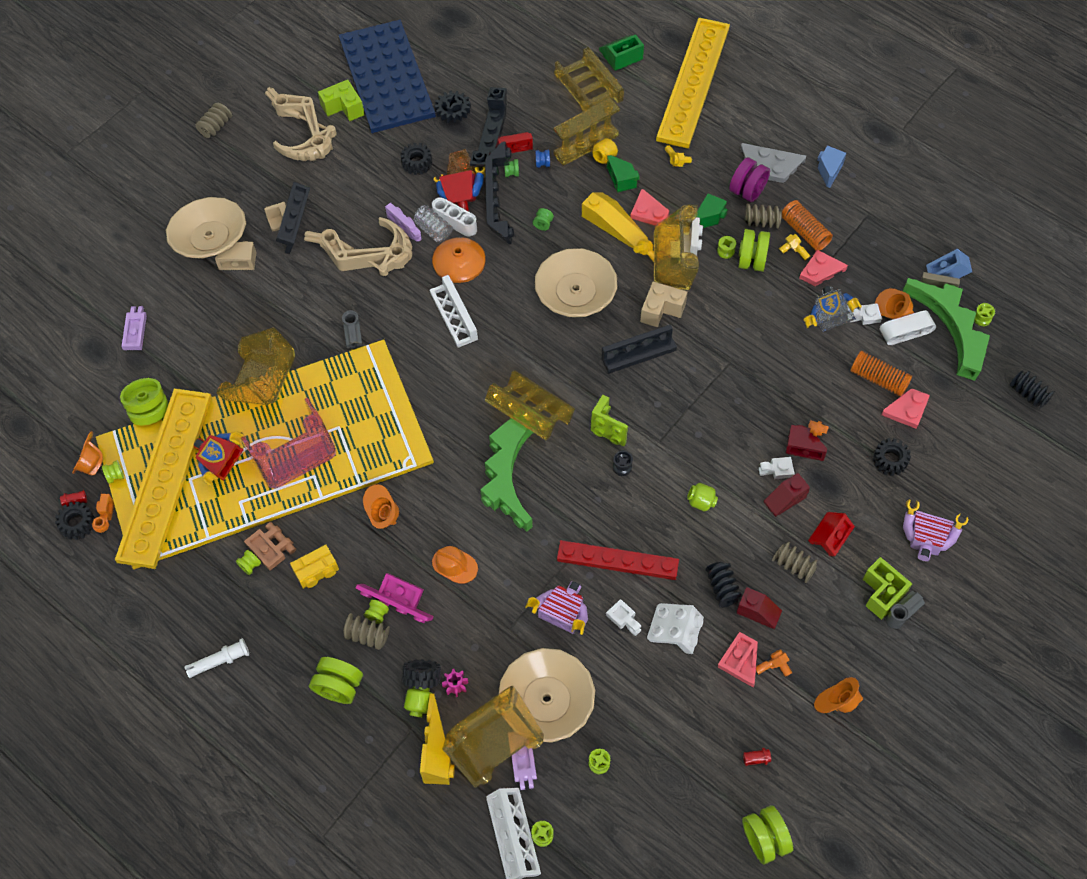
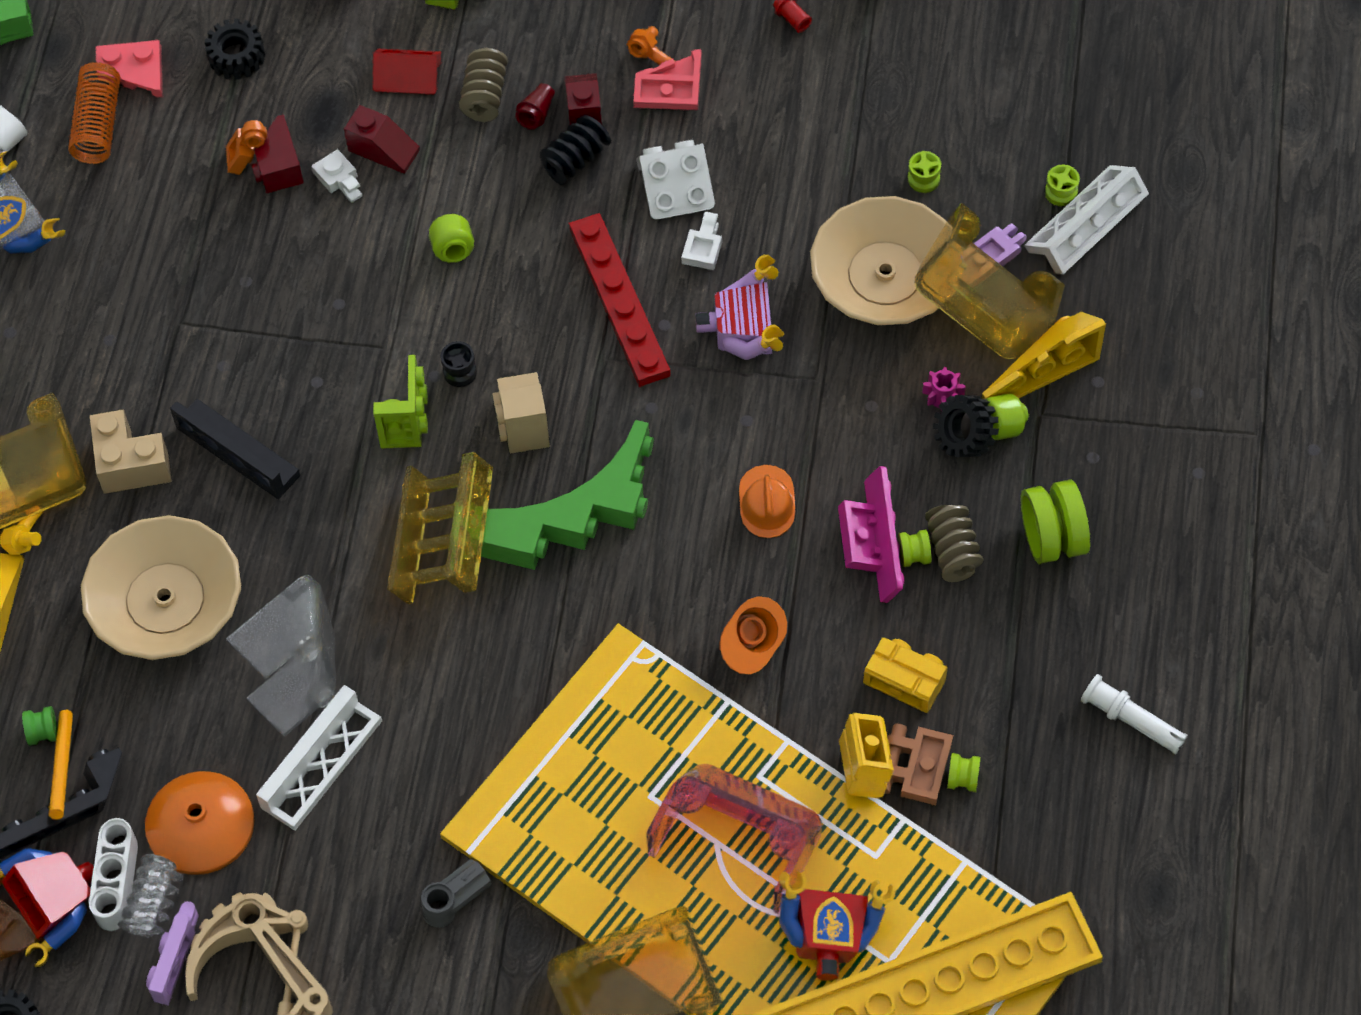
camera: 120 degrees left, 0 degrees up
(283, 518) = (866, 755): none -> yellow brick
(497, 304) = (296, 628): none -> clear windscreen
(515, 214) = (60, 767): none -> light orange bar
(572, 475) = (521, 413): none -> tan brick
(767, 582) = (534, 108): none -> dark red cone

